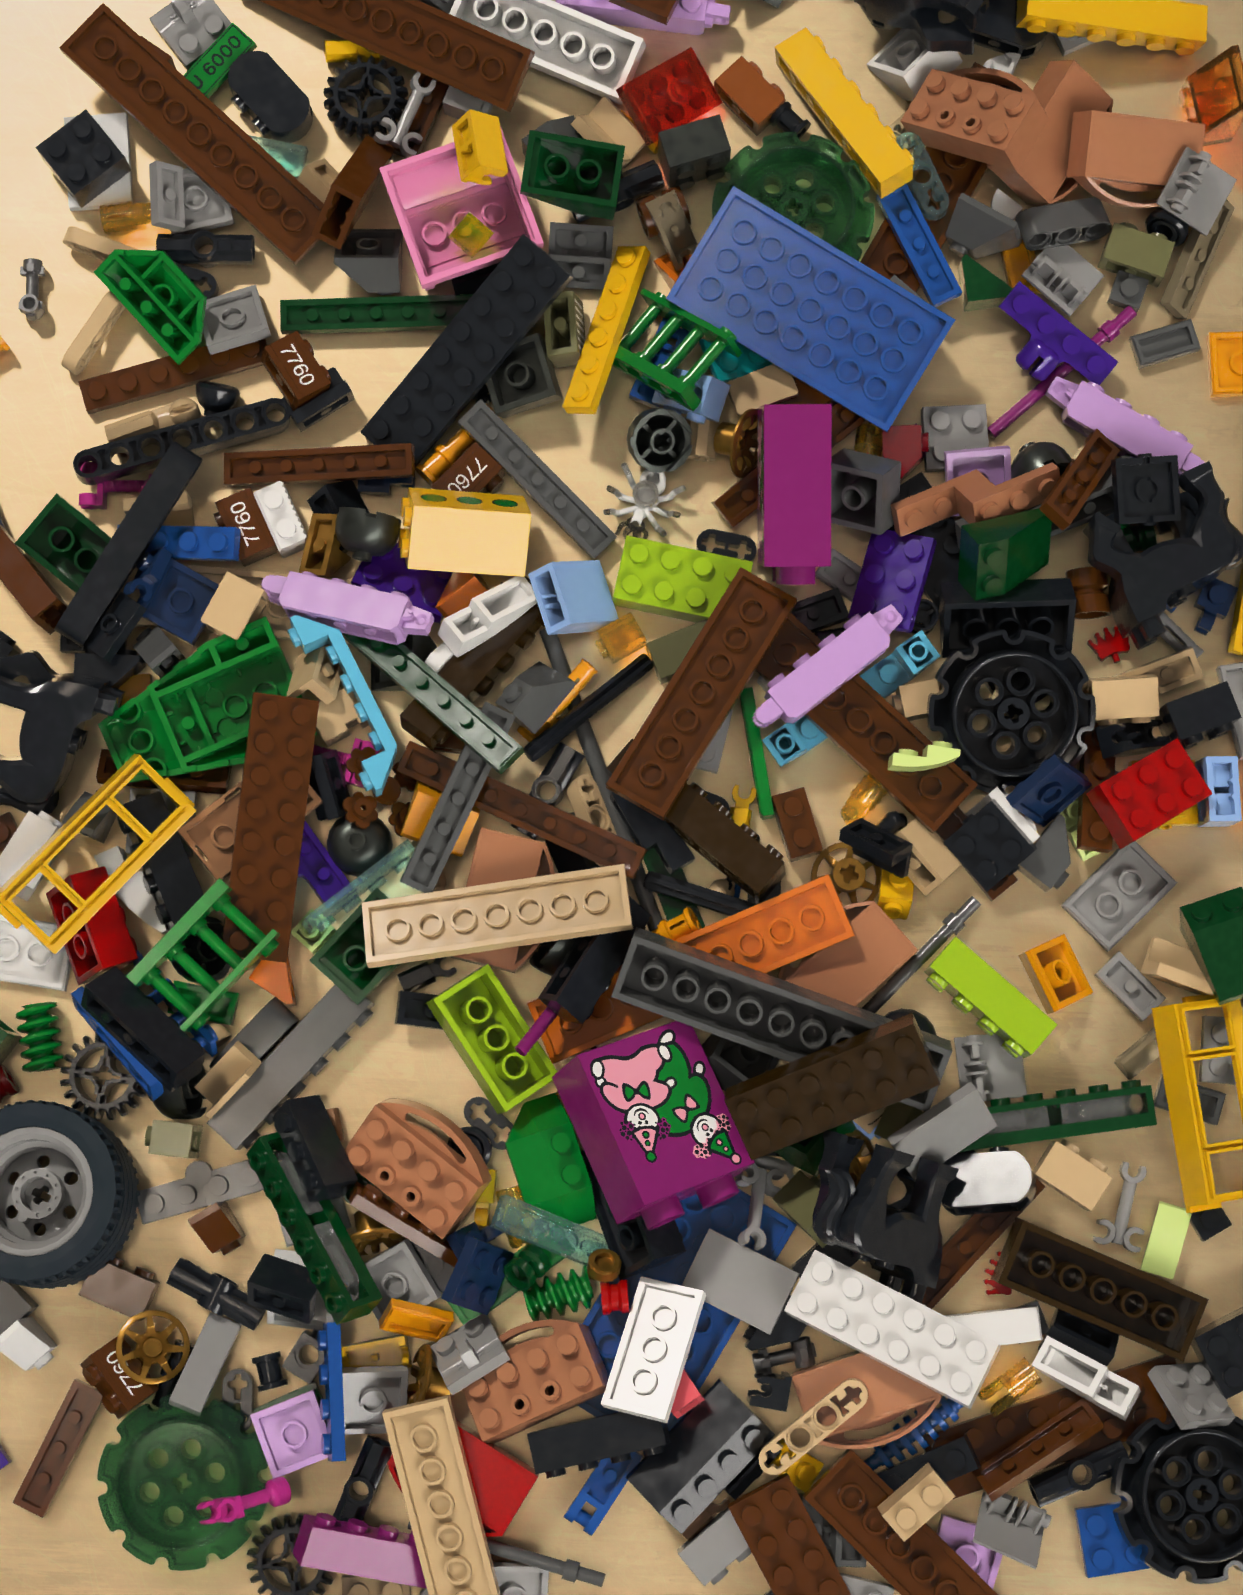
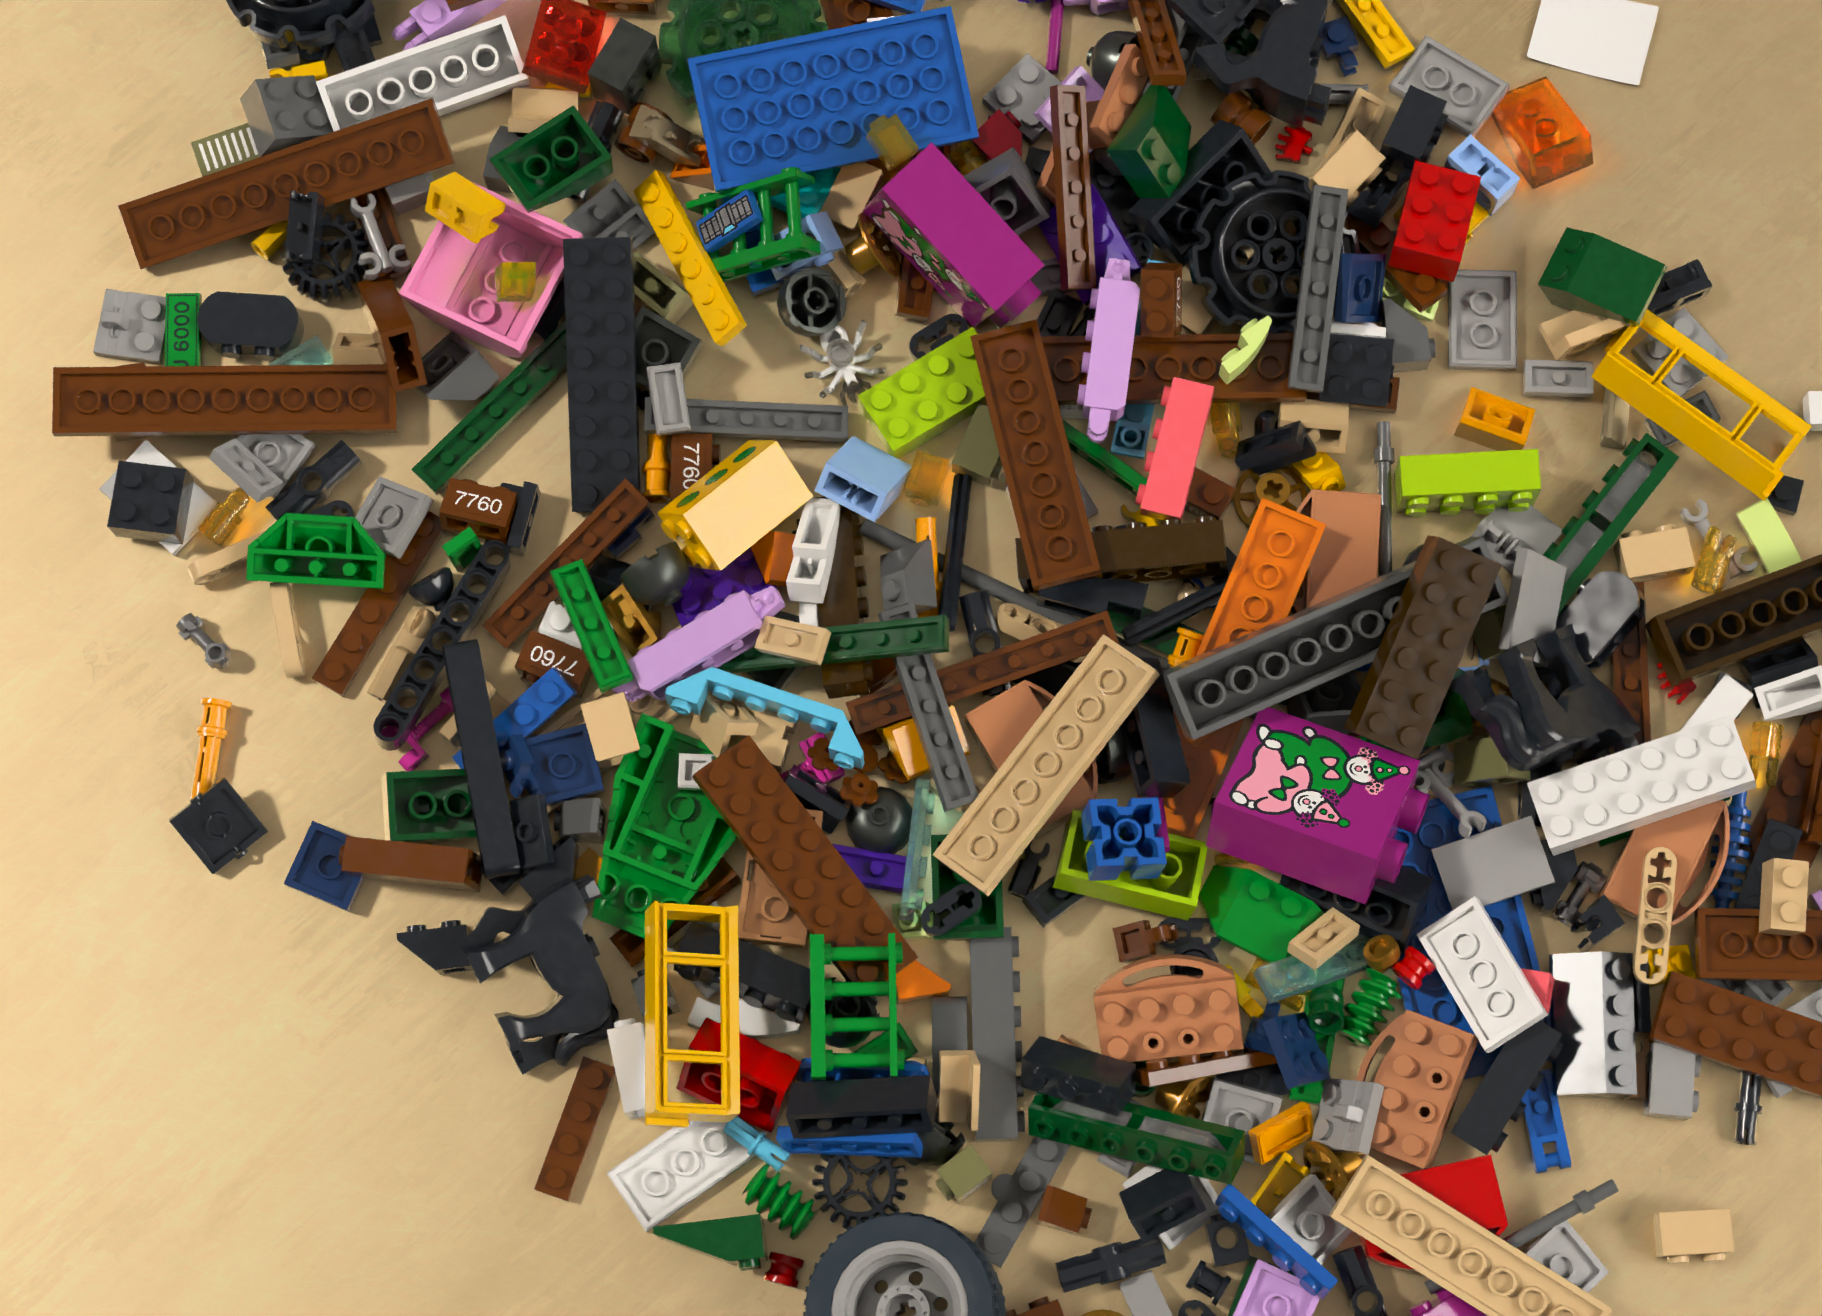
camera: 40 degrees left, 5 degrees down
(61, 983) = (756, 1142): none -> medium azure axle
(257, 387) = (462, 549): none -> green tile
(267, 684) = (688, 766): none -> white tile
(288, 523) = (591, 626): none -> green tile
(336, 960) = (955, 917): none -> black beam
(364, 63) = (304, 228): none -> black hinge
(407, 664) = (792, 640): none -> tan plate
(451, 1095) = (1138, 939): none -> reddish brown plate
(493, 415) = (668, 399): none -> light grey tile
(517, 1018) = (1136, 851): none -> blue brick
(572, 1217) = (1323, 938): none -> tan plate
(656, 329) = (729, 221): none -> tile
(803, 783) = (1176, 450): none -> coral brick
(819, 377) = (891, 141): none -> clear yellow brick
(899, 667) = (1161, 300): none -> reddish brown brick
(914, 529) = (1072, 187): none -> reddish brown plate
(1014, 763) = (1317, 288): none -> dark grey plate
(1104, 1223) = (1713, 564): none -> clear yellow hinge

